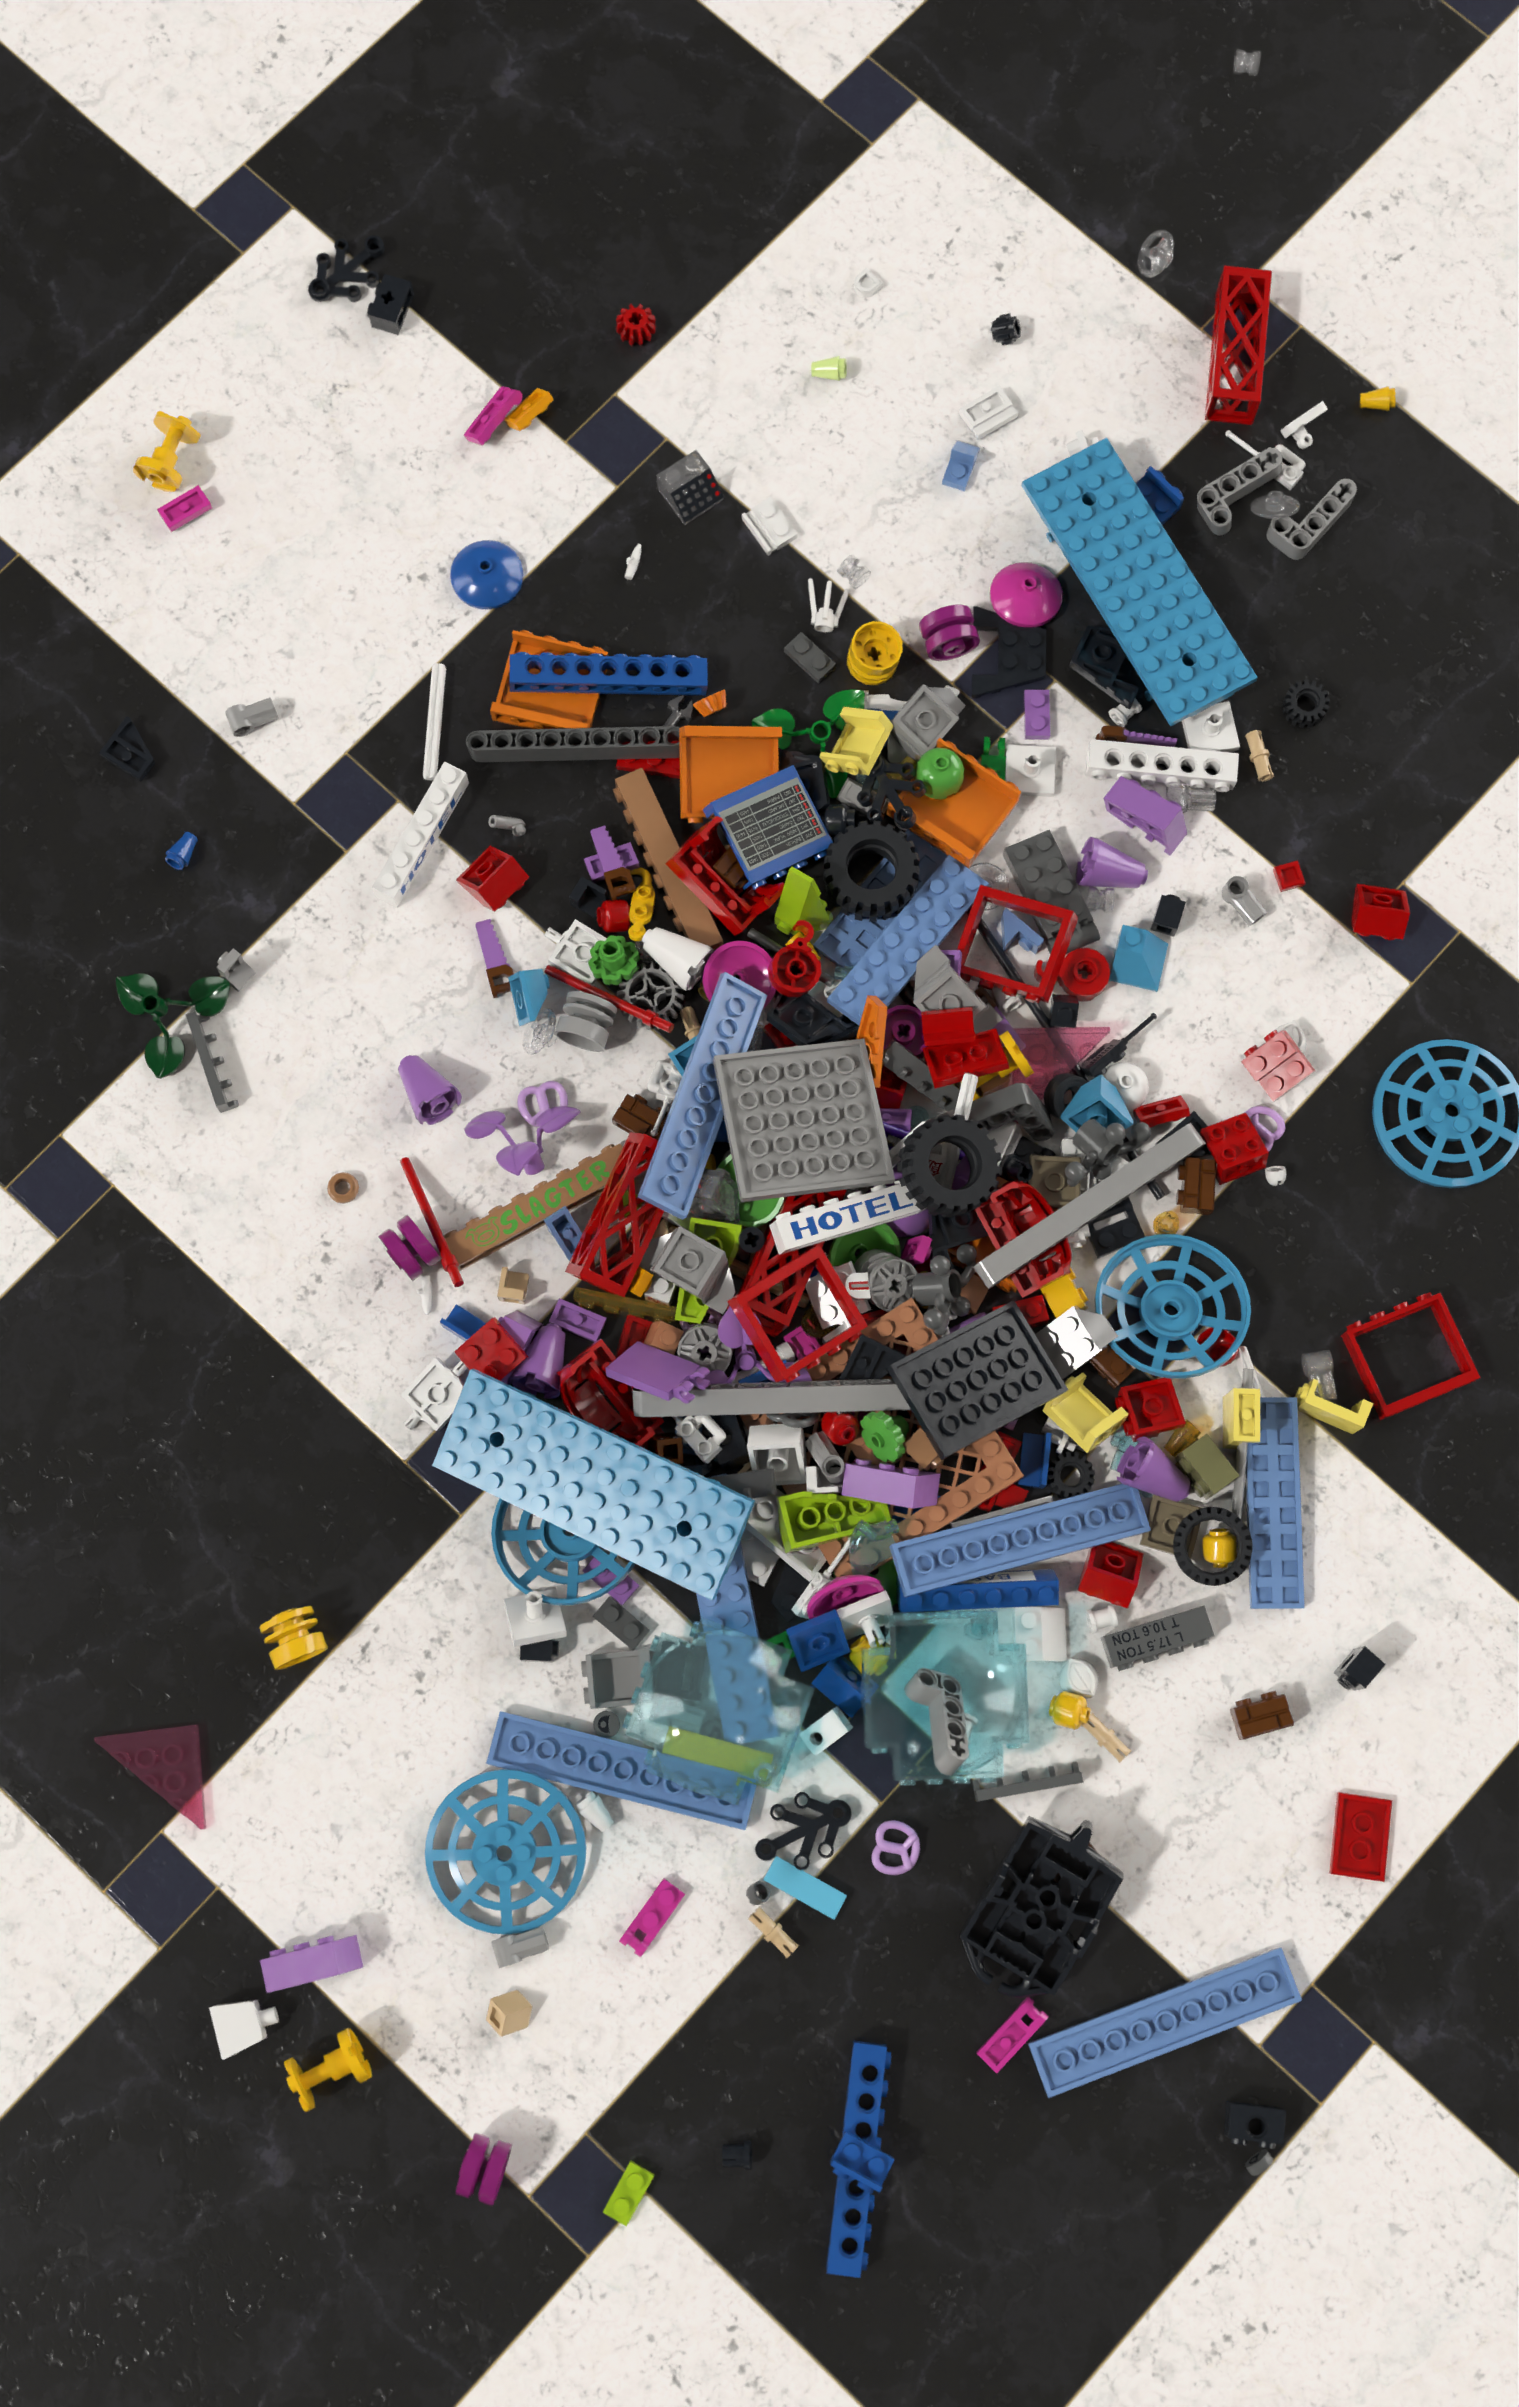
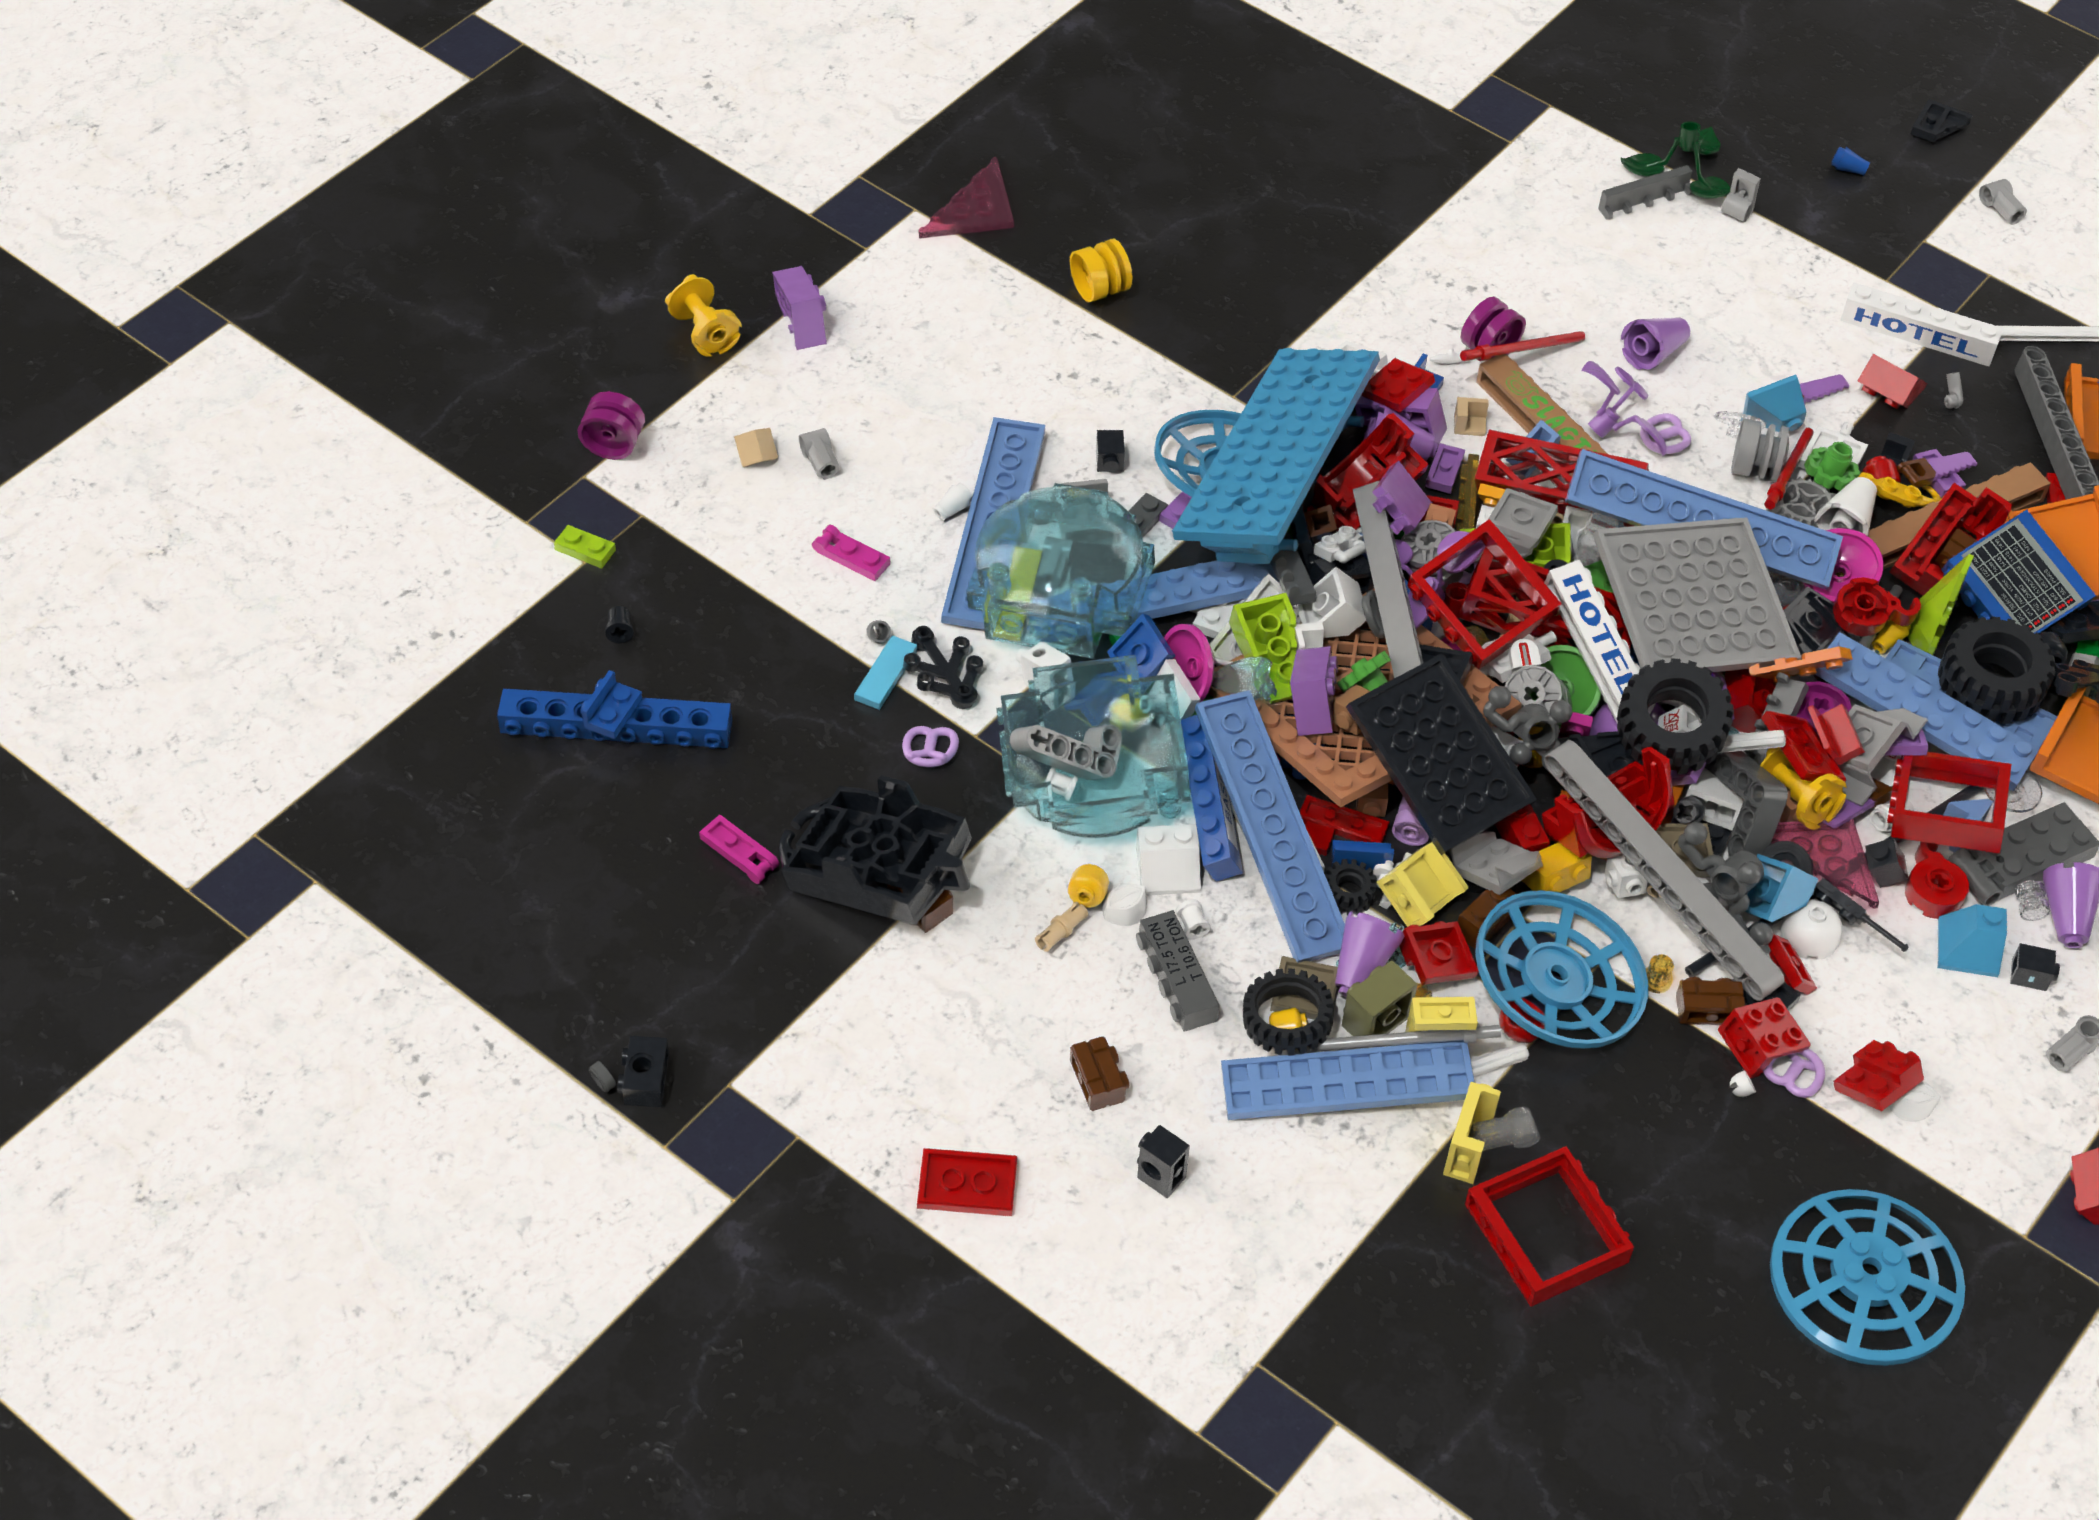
camera: 85 degrees right, 25 degrees down
(241, 2025) = (741, 262): white torso -> none
(350, 1195) = (1543, 286): medium nougat piece -> none
(520, 1841) = (910, 442): dark azure dish -> none
(532, 1619) = (1137, 439): white tile -> none
(773, 1932) = (839, 645): tan pin -> none
(825, 1456) = (1340, 639): light grey piece -> none
(840, 1427) = (1367, 644): red head -> none
(975, 1292) = (1544, 788): nougat brick -> none
(1027, 1785) = (1004, 857): dark grey hinge -> none
(1111, 1573) = (1245, 924): red slope -> none
(1118, 1234) = (1637, 928): black plate -> none
(1164, 2022) = (756, 990): medium blue plate -> none

